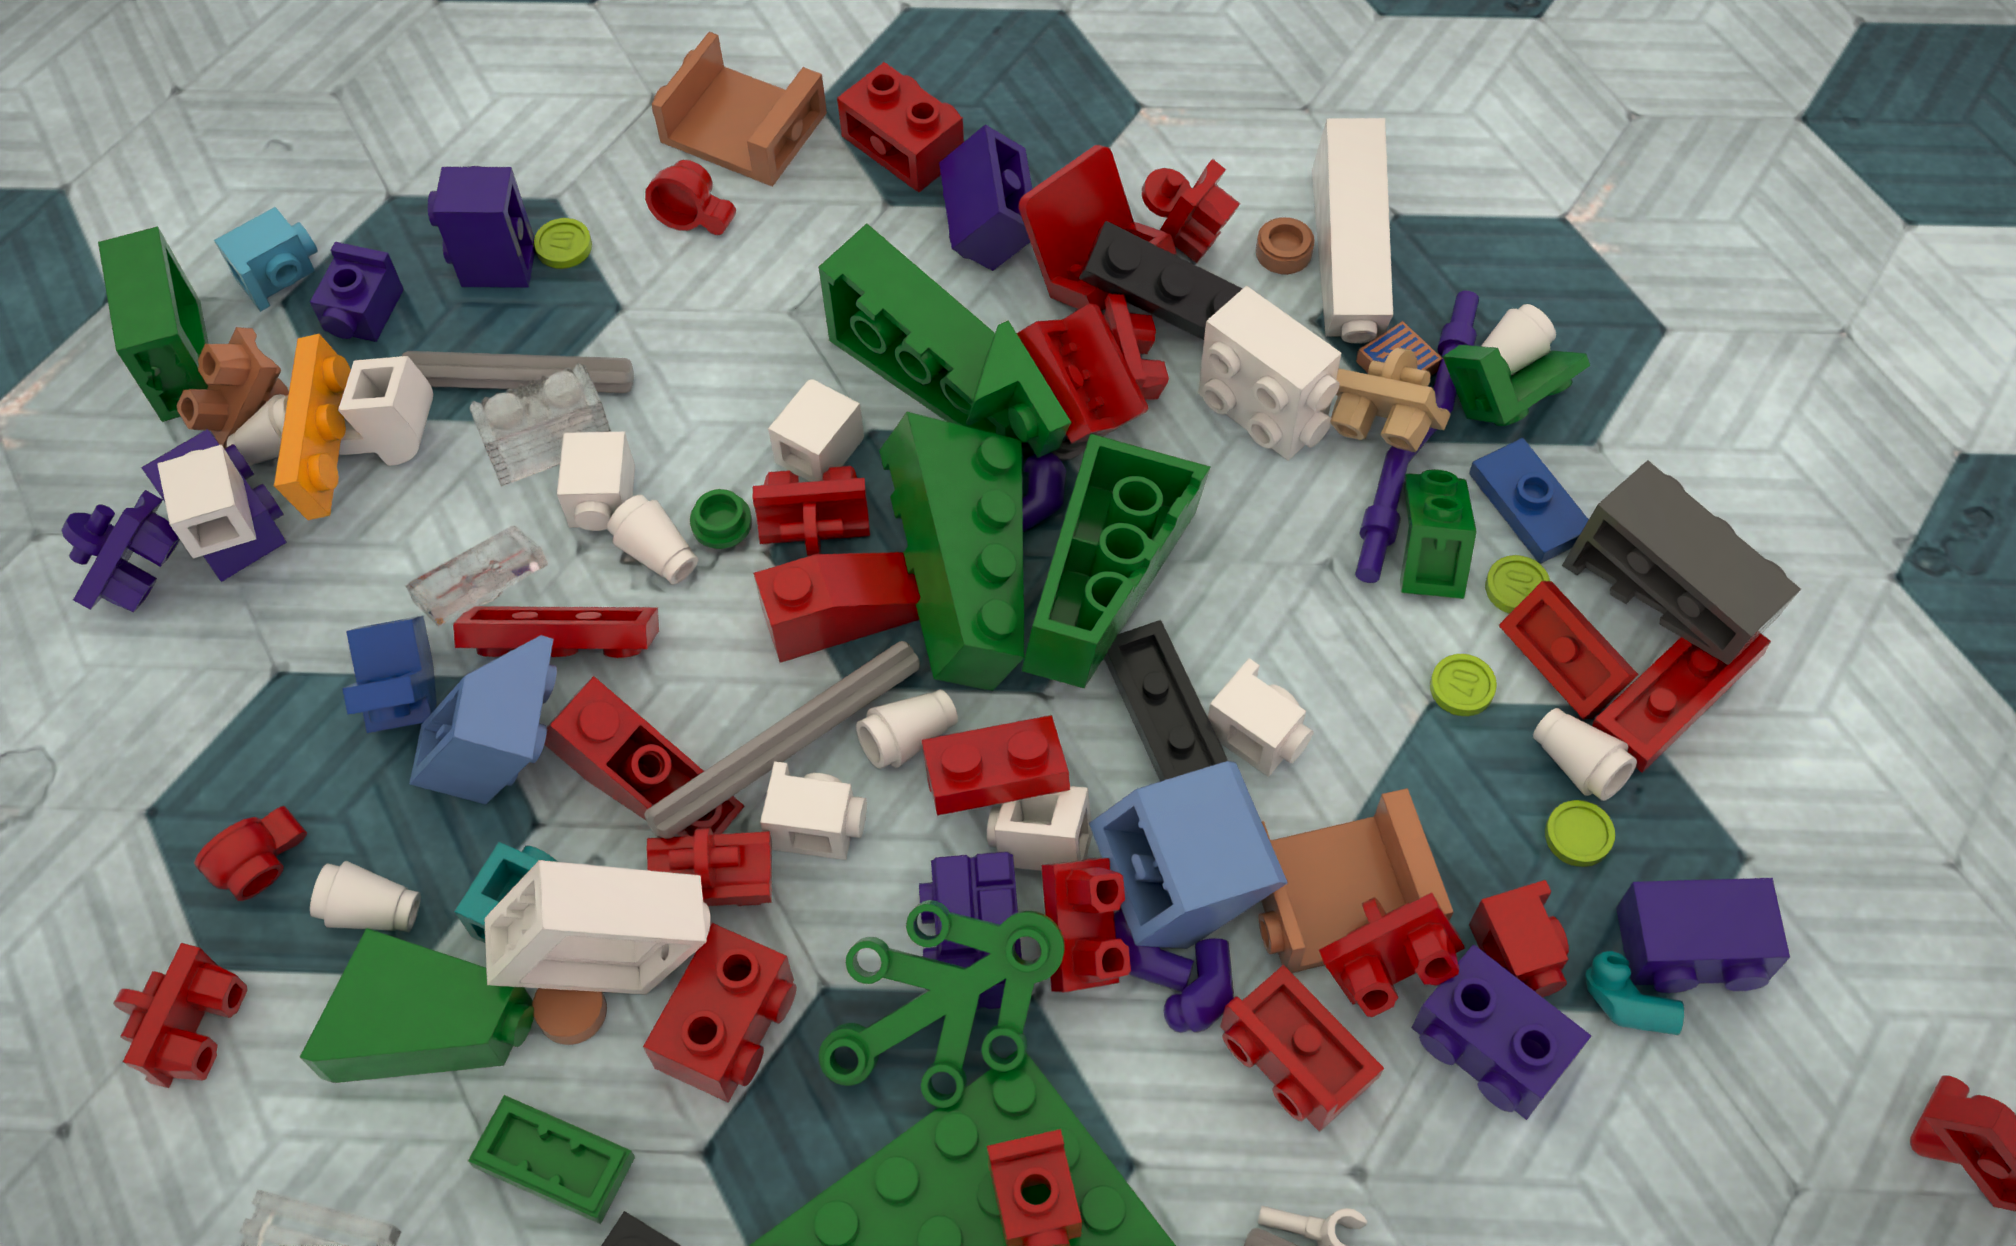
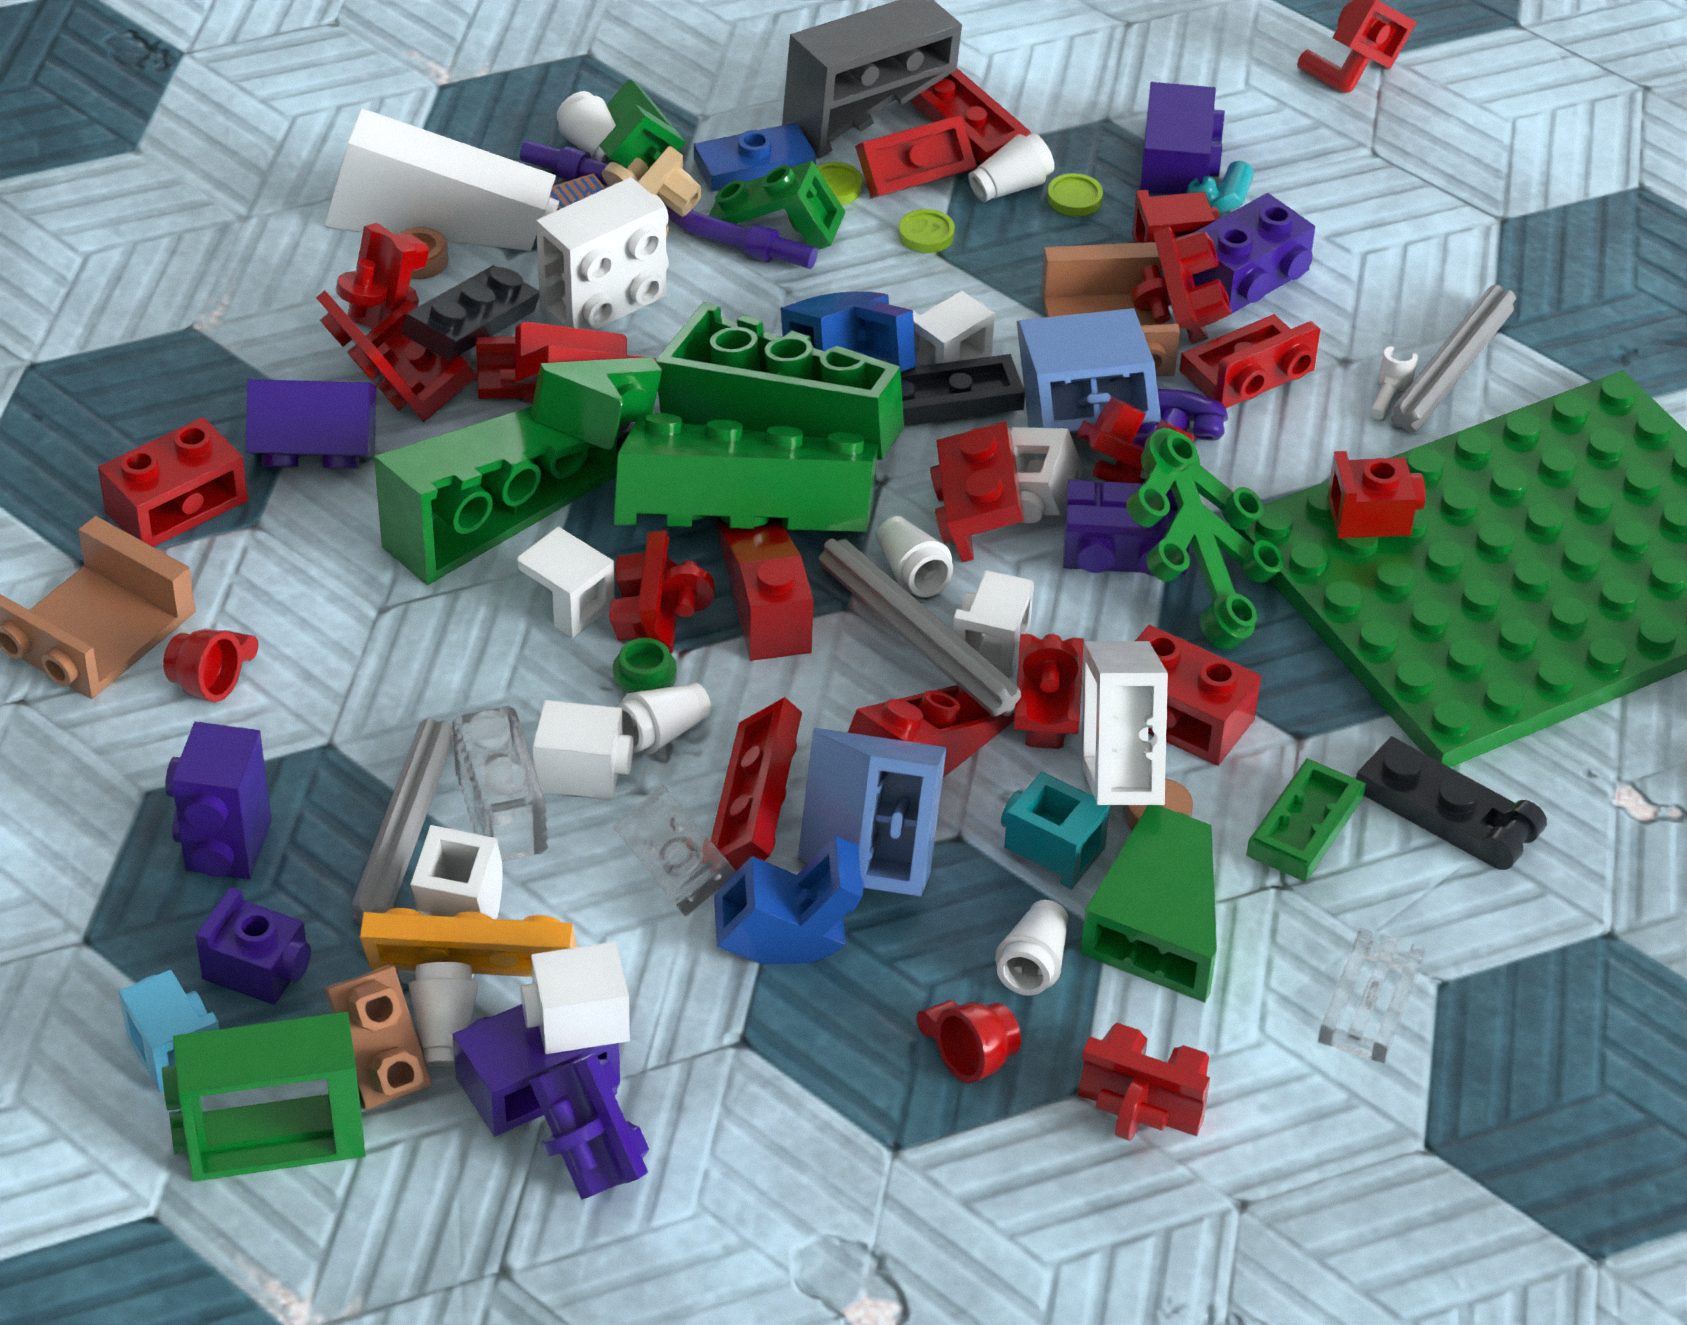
camera: 85 degrees left, 15 degrees down
(1231, 610) = (855, 322): none -> blue brick

